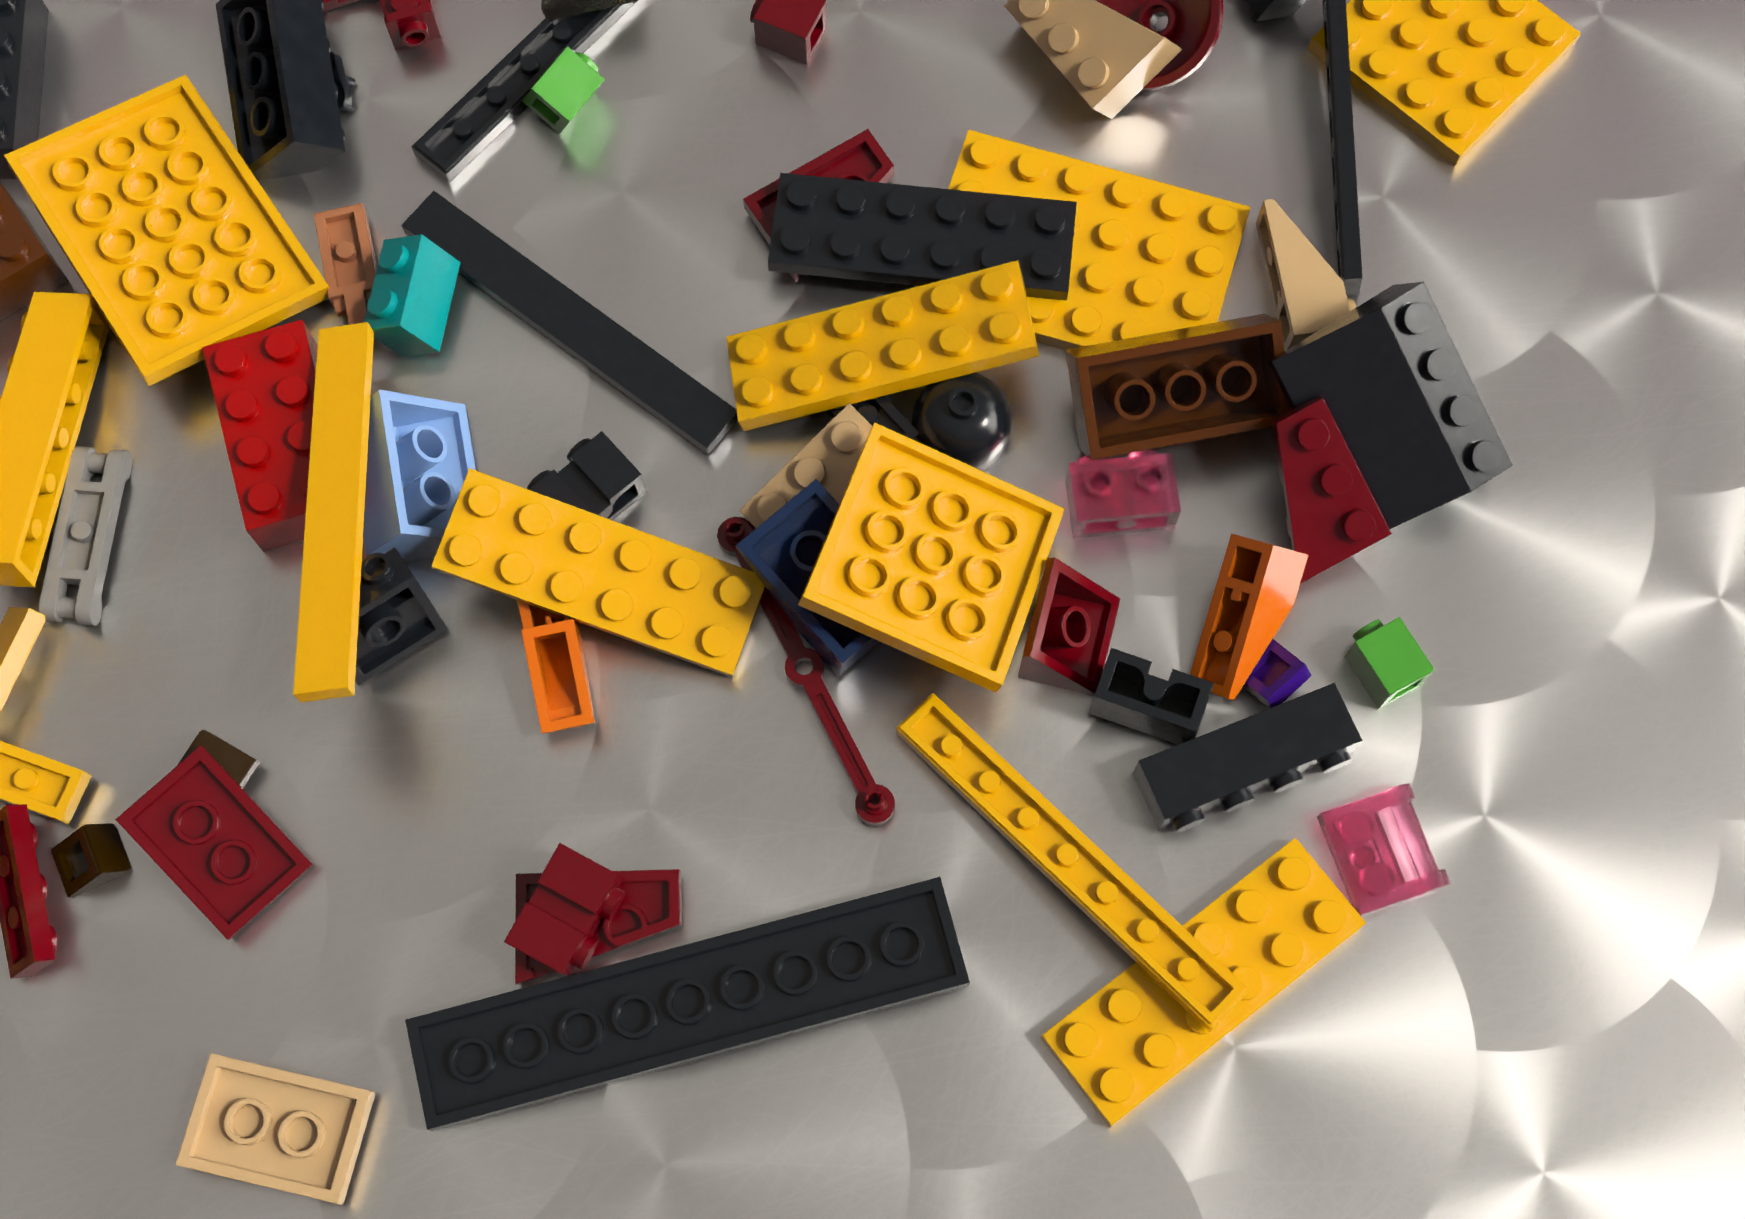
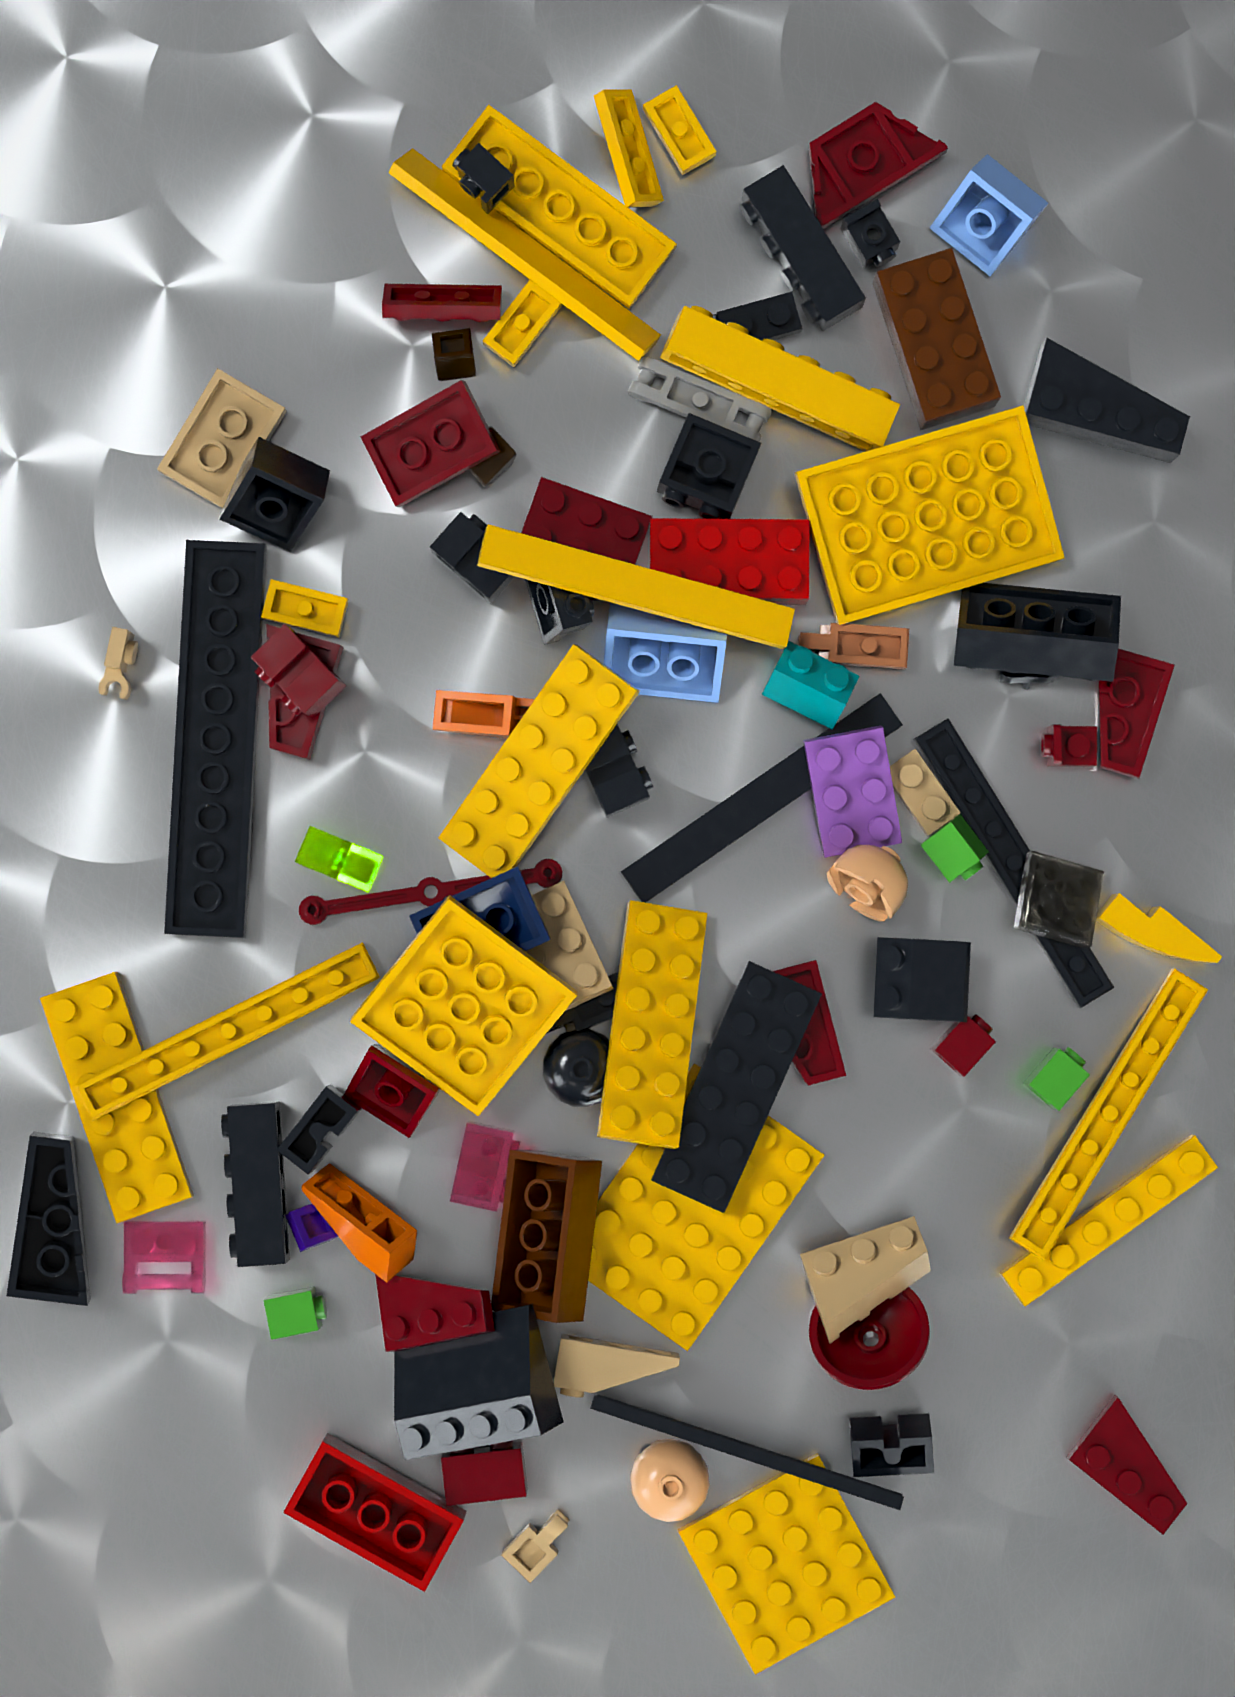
camera: 105 degrees right, 15 degrees up
(169, 493) = (707, 468): none -> black plate
(268, 625) = (586, 522): none -> dark red plate
(333, 1023) = (275, 494): none -> black slope
(354, 742) = (460, 550): none -> black brick
(477, 940) = (304, 608): none -> yellow plate
(509, 153) = (922, 793): none -> tan plate
(528, 218) = (852, 790): none -> medium lavender plate
(608, 1169) = (119, 654): none -> tan plate
(630, 164) = (871, 878): none -> light nougat cylinder
(728, 73) = (922, 979): none -> black slope
(798, 795) = (339, 859): none -> clear neon green slope
(1406, 183) = (669, 1480): none -> light nougat cylinder
(1410, 1003) = (49, 1233): none -> black wedge
(1498, 376) = (484, 1474): none -> dark red brick
(1547, 303) = (533, 1548): none -> tan plate
(1587, 485) = (375, 1512): none -> red brick

